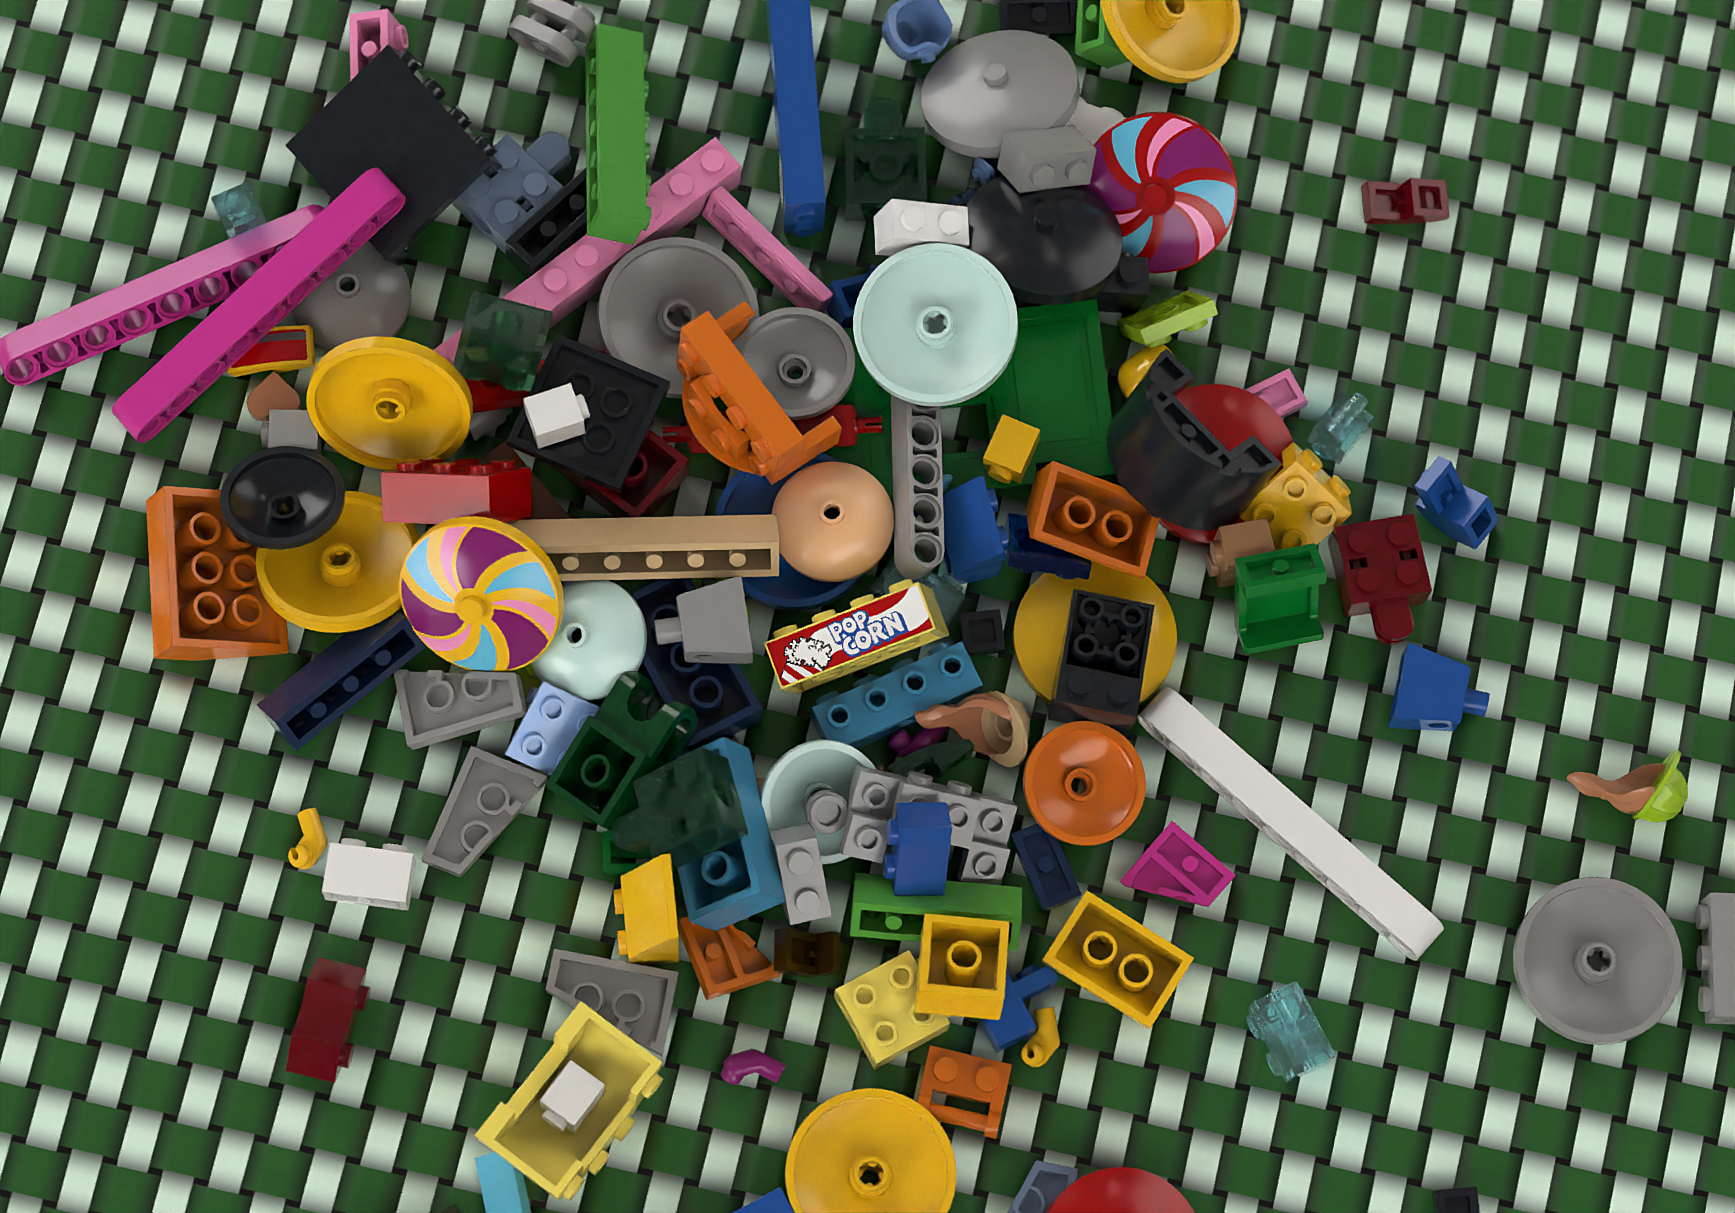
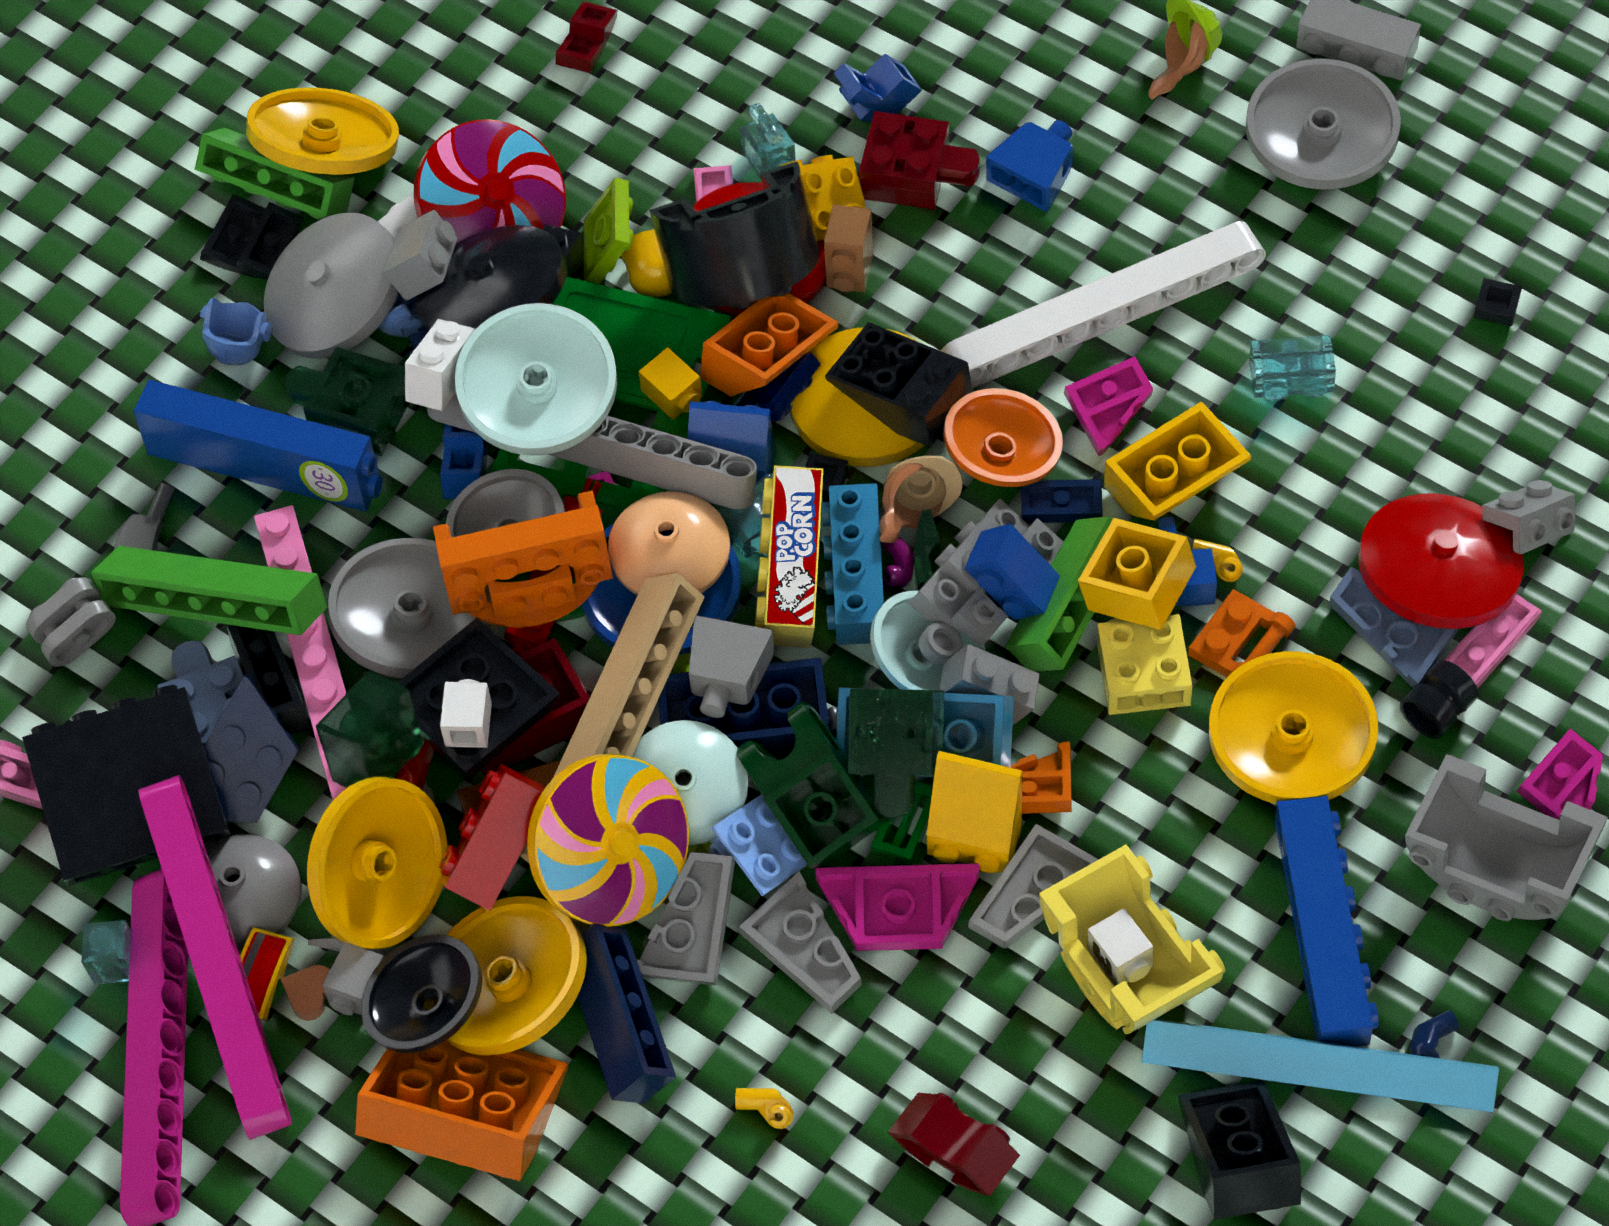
camera: 55 degrees left, 15 degrees down
(369, 874) = (825, 1059): white brick -> none
(467, 243) = (248, 754): none -> dark blue wing
(552, 880) = (898, 904): none -> dark pink wing
(679, 45) = (144, 530): none -> dark grey piece
(749, 1062) = (1144, 799): magenta arm -> none
(765, 252) = (379, 523): bright pink tile -> none
(806, 952) = (1063, 712): dark brown bracket -> none
(1278, 598) = (900, 234): green panel -> none

